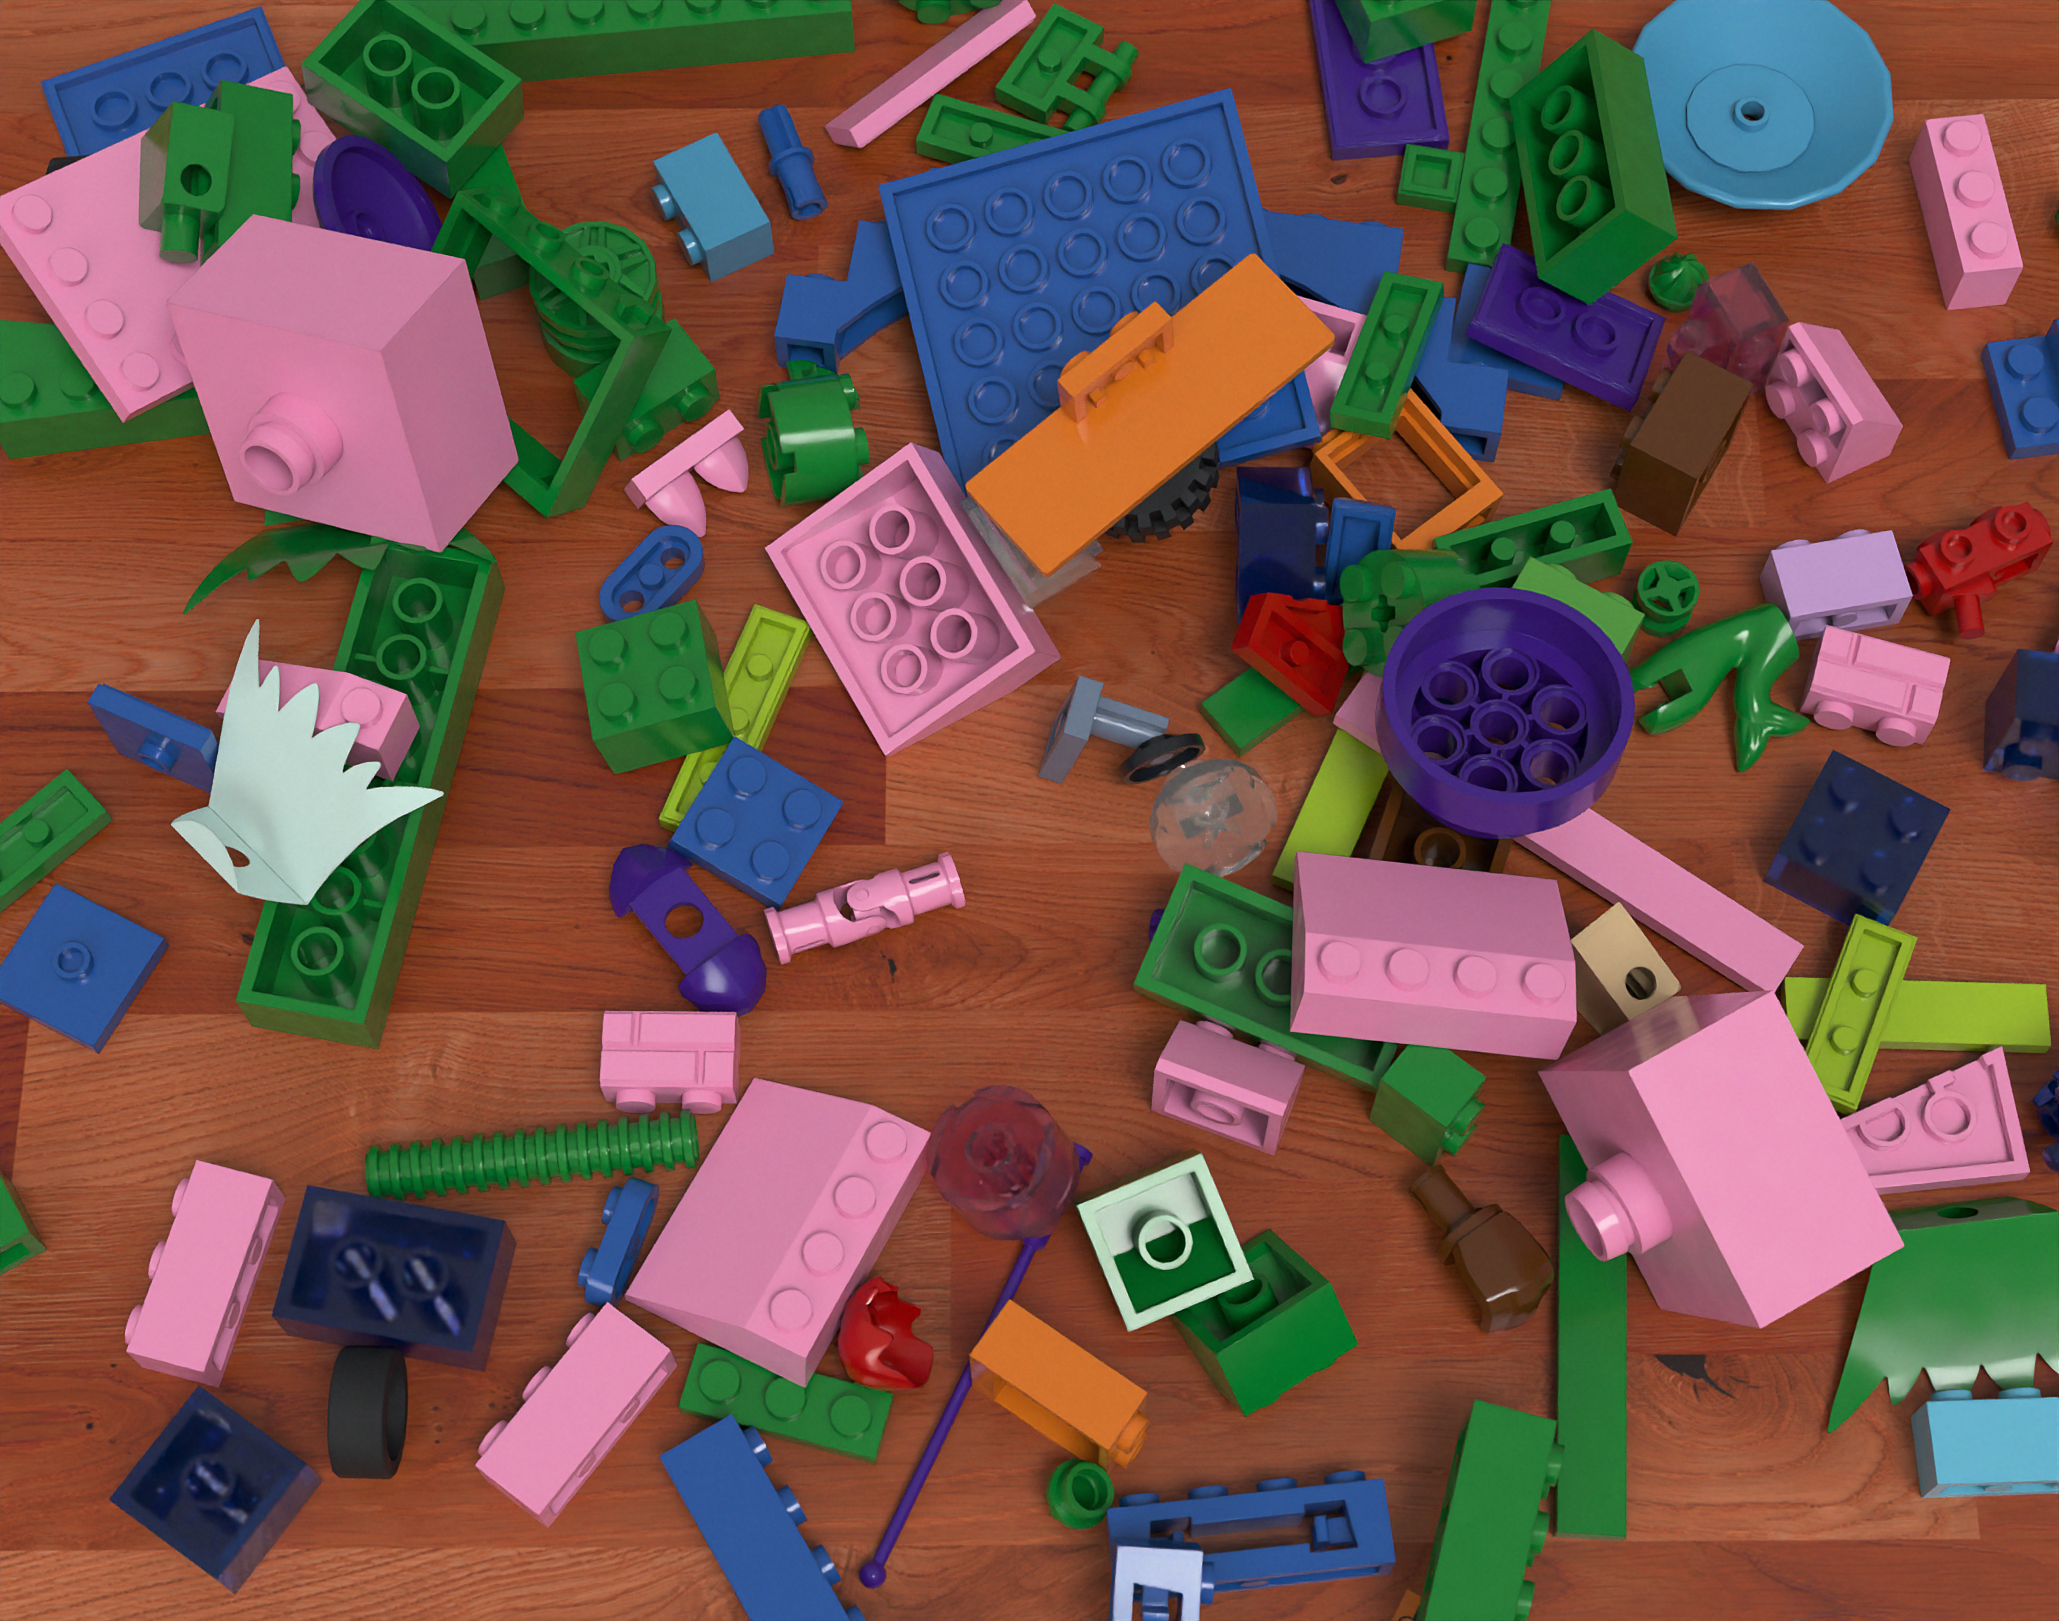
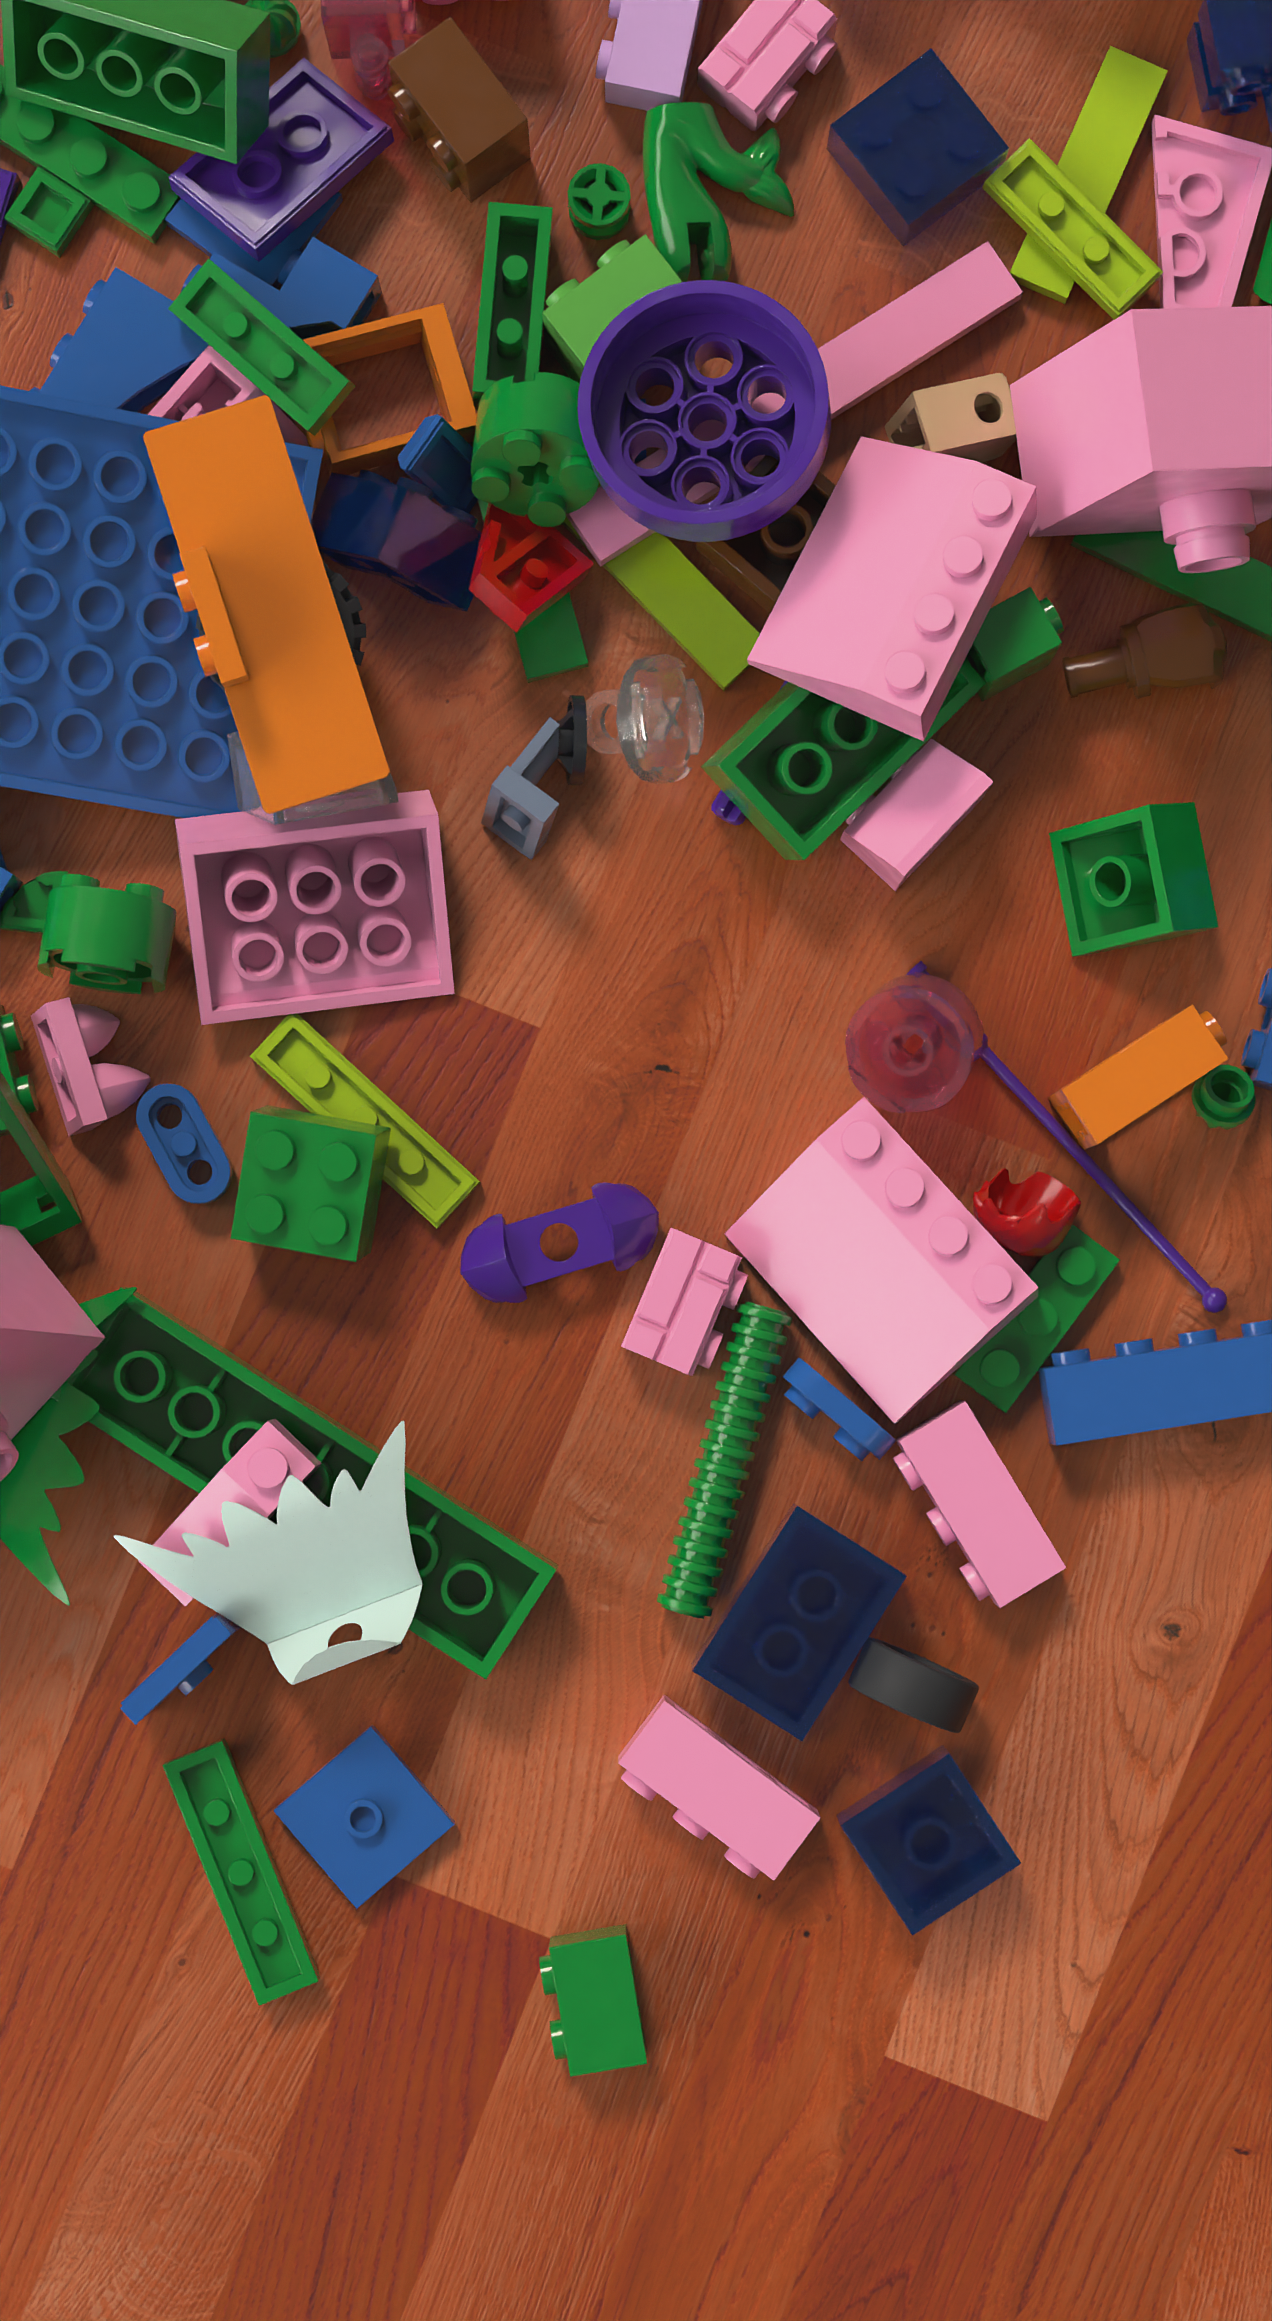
camera: 70 degrees left, 20 degrees up
(755, 824) = (481, 1140): blue plate -> none
(875, 904) = (607, 1064): bright pink piece -> none
(1162, 1239) = (1031, 931): slope -> none

